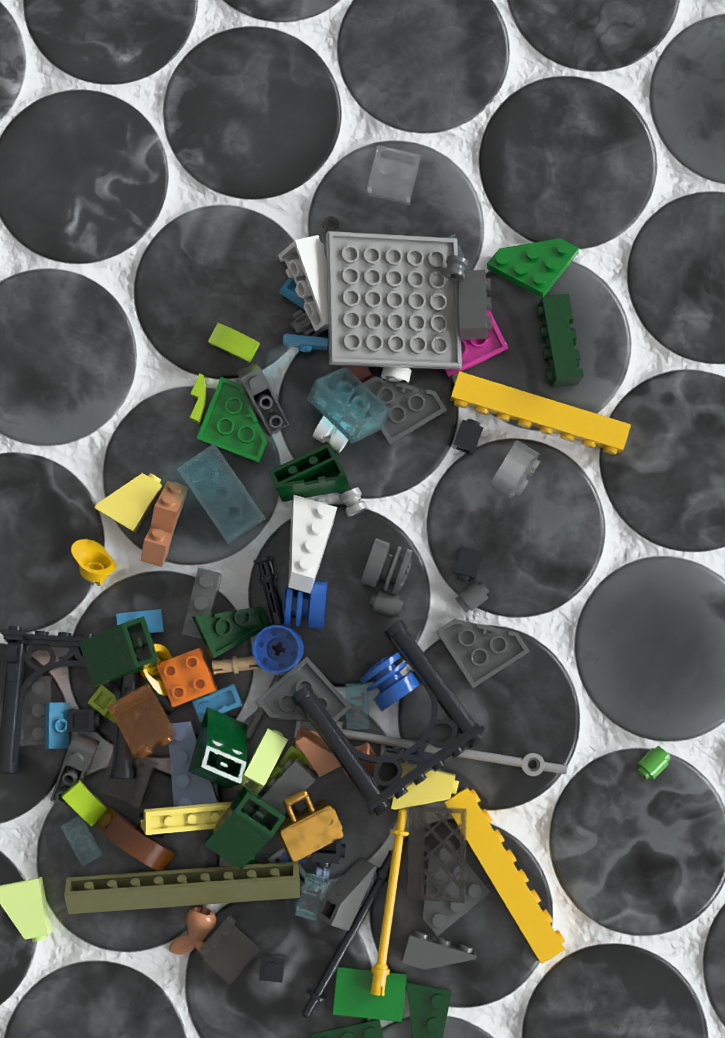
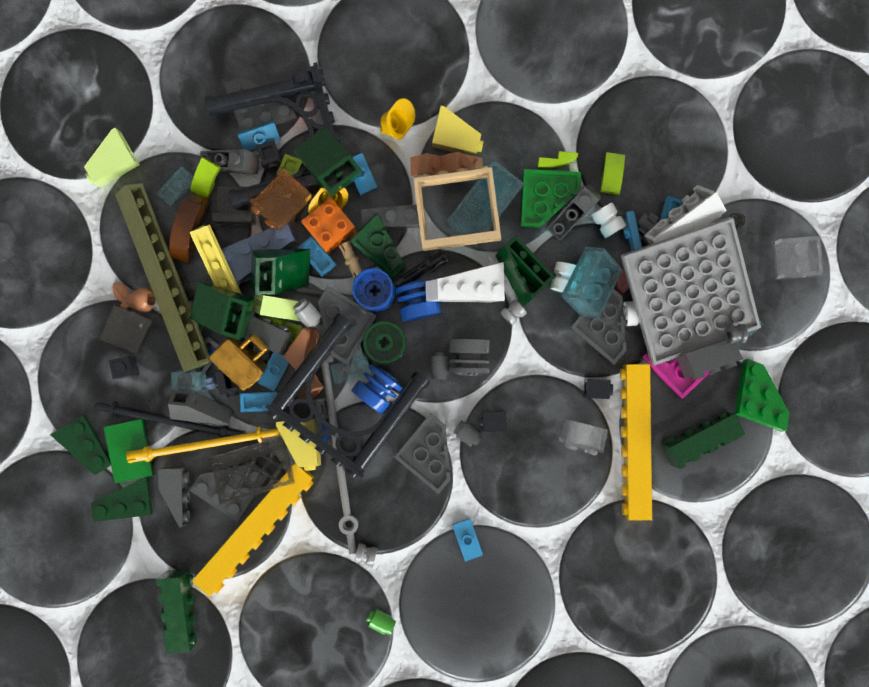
camera: 75 degrees right, 5 degrees up
(182, 510) = (445, 177): none -> tan window
(280, 732) = (307, 313): none -> light grey brick
(285, 364) = (609, 221): none -> white wheel
(329, 790) = (274, 372): none -> dark azure plate
(337, 643) = (373, 342): none -> dark green wheel
(360, 824) = (256, 401): none -> dark azure plate
(570, 992) = (177, 610): none -> dark green wedge
(576, 751) = (370, 555): none -> light grey wheel
(591, 635) = (467, 539): none -> dark azure plate

